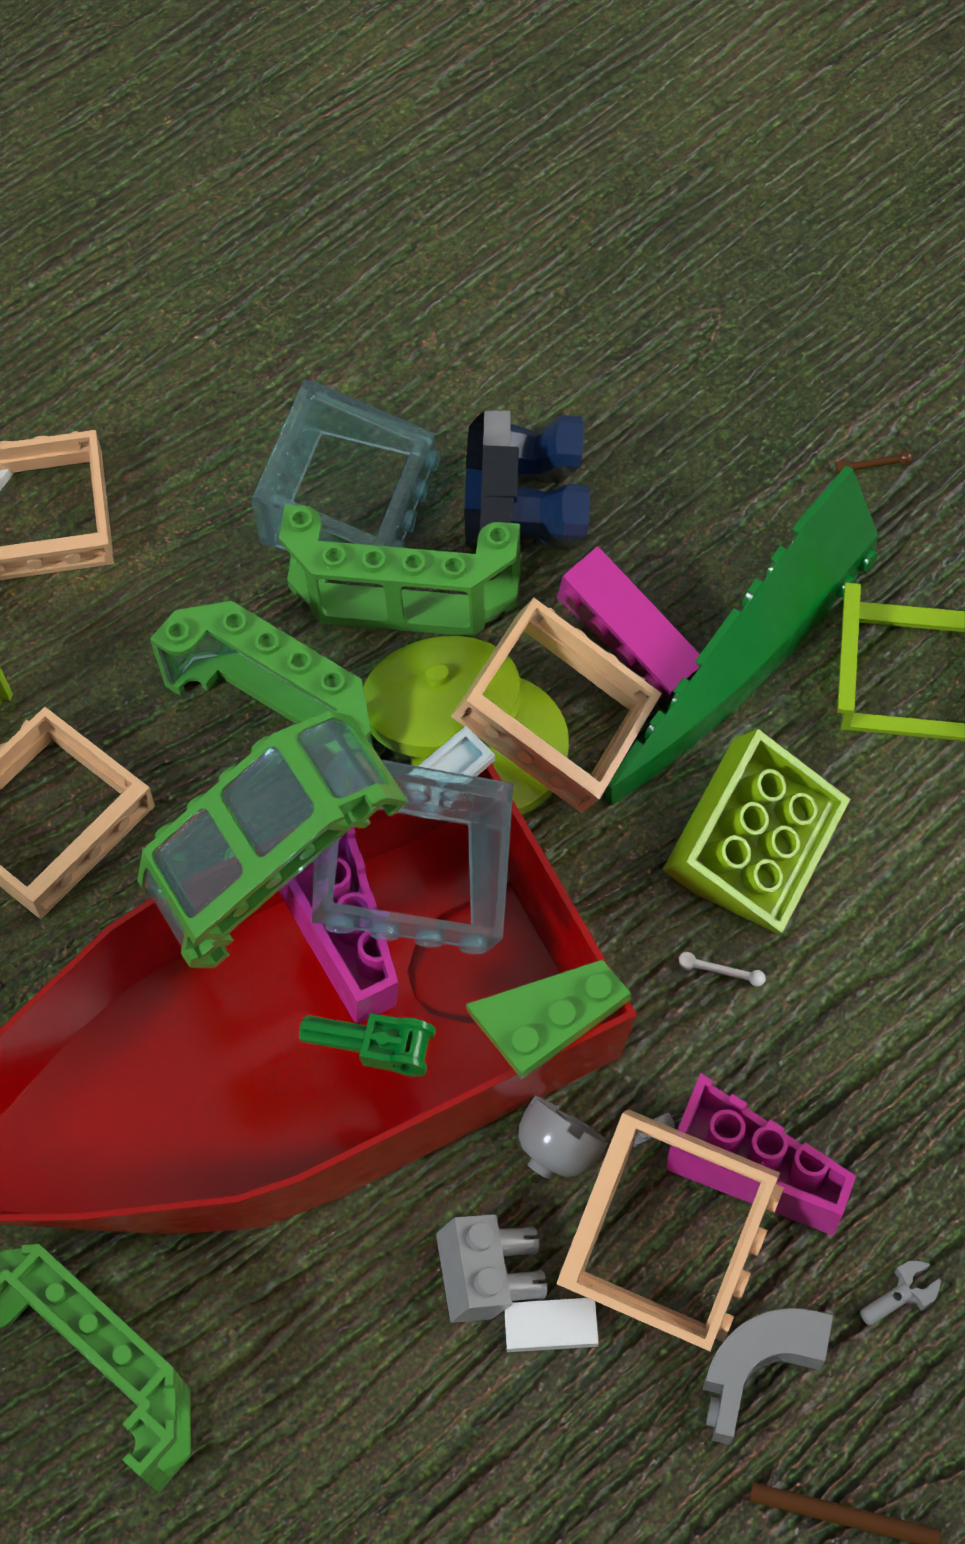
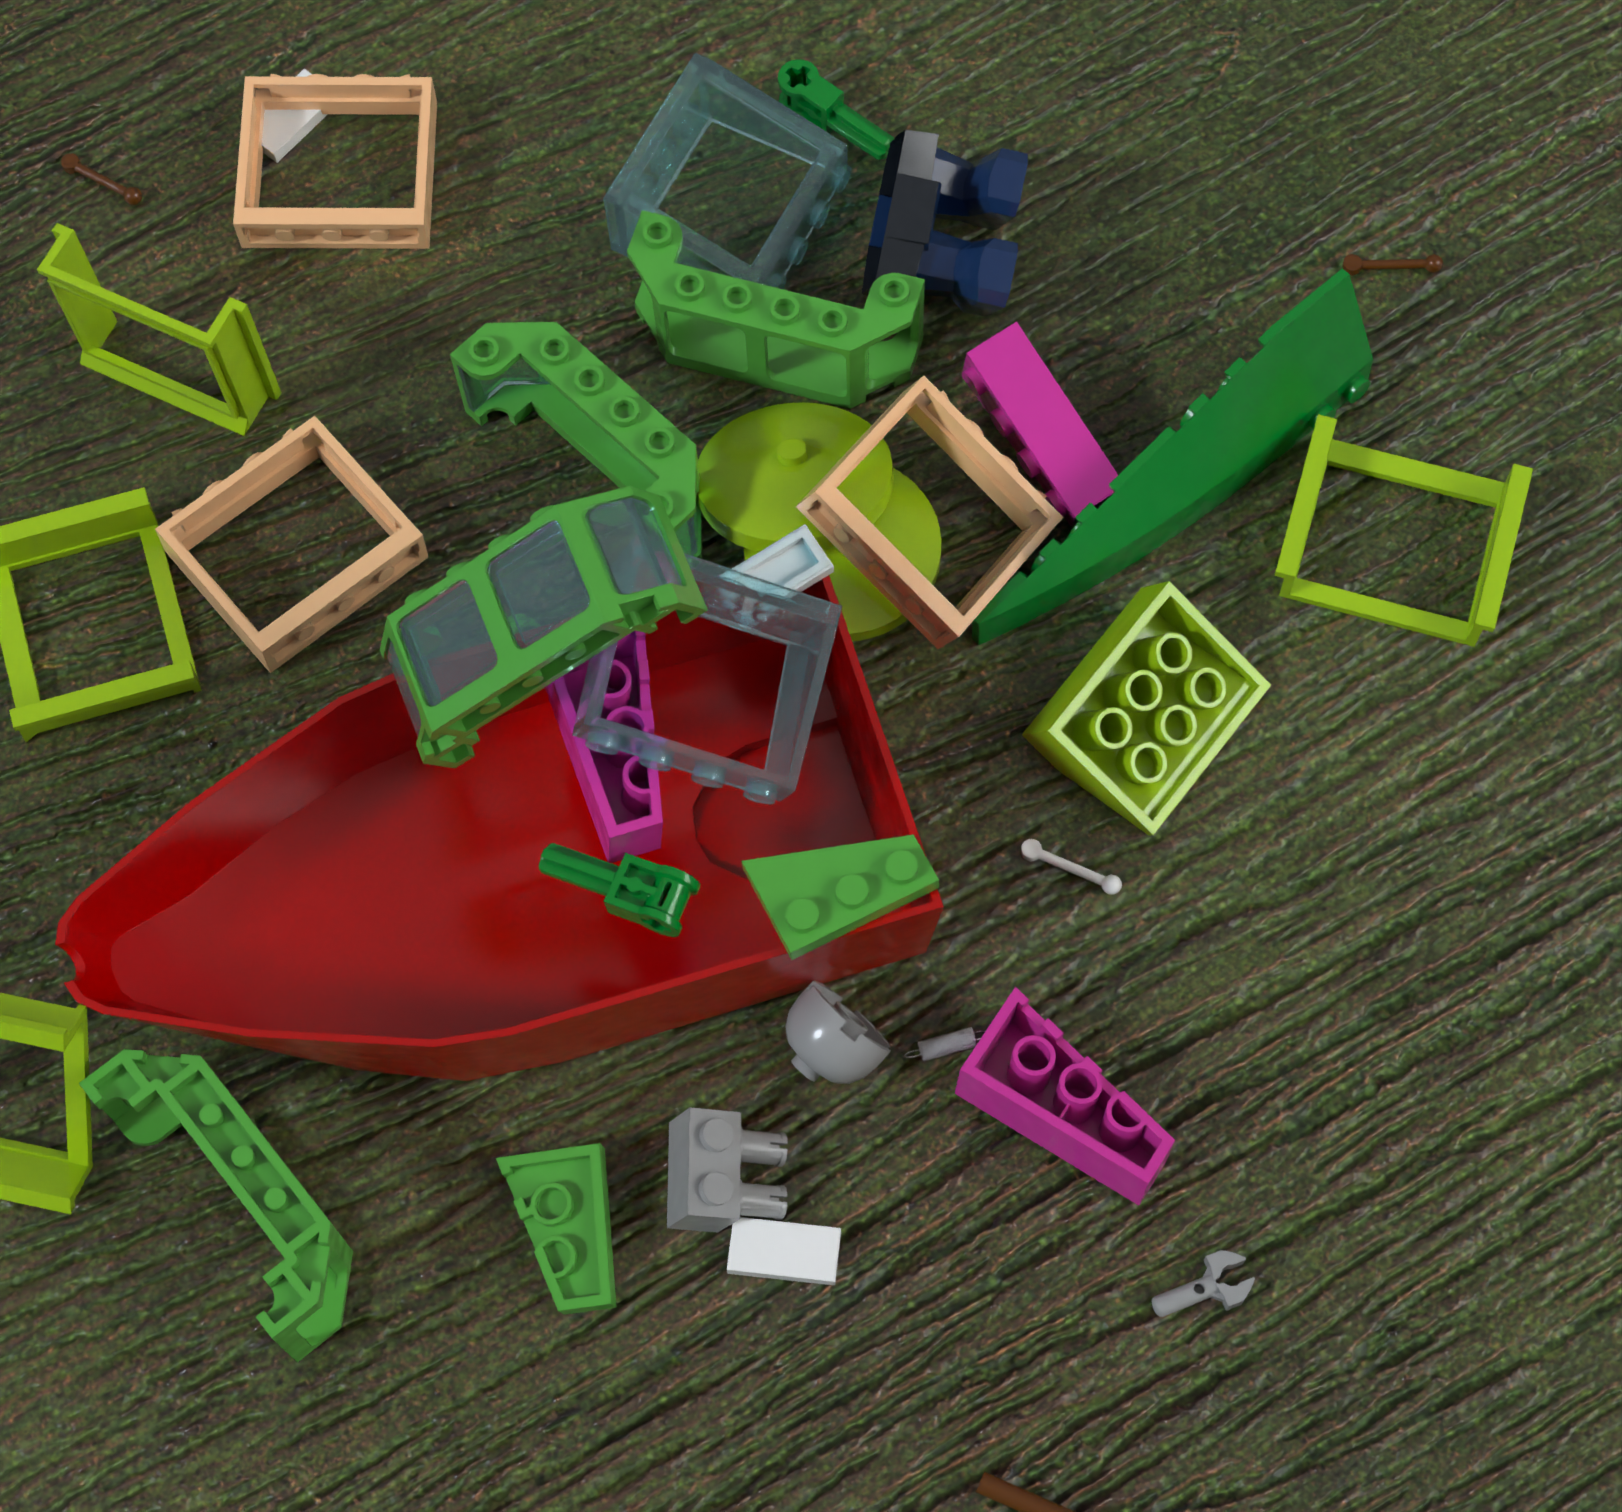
camera: 10 degrees right, 5 degrees up
(367, 1331) = (568, 1219): none -> bright green wing
(411, 407) = (824, 106): none -> green connector
(735, 1280) = (821, 1198): light nougat window -> none
(769, 1338) = (1022, 1313): light grey arch -> none

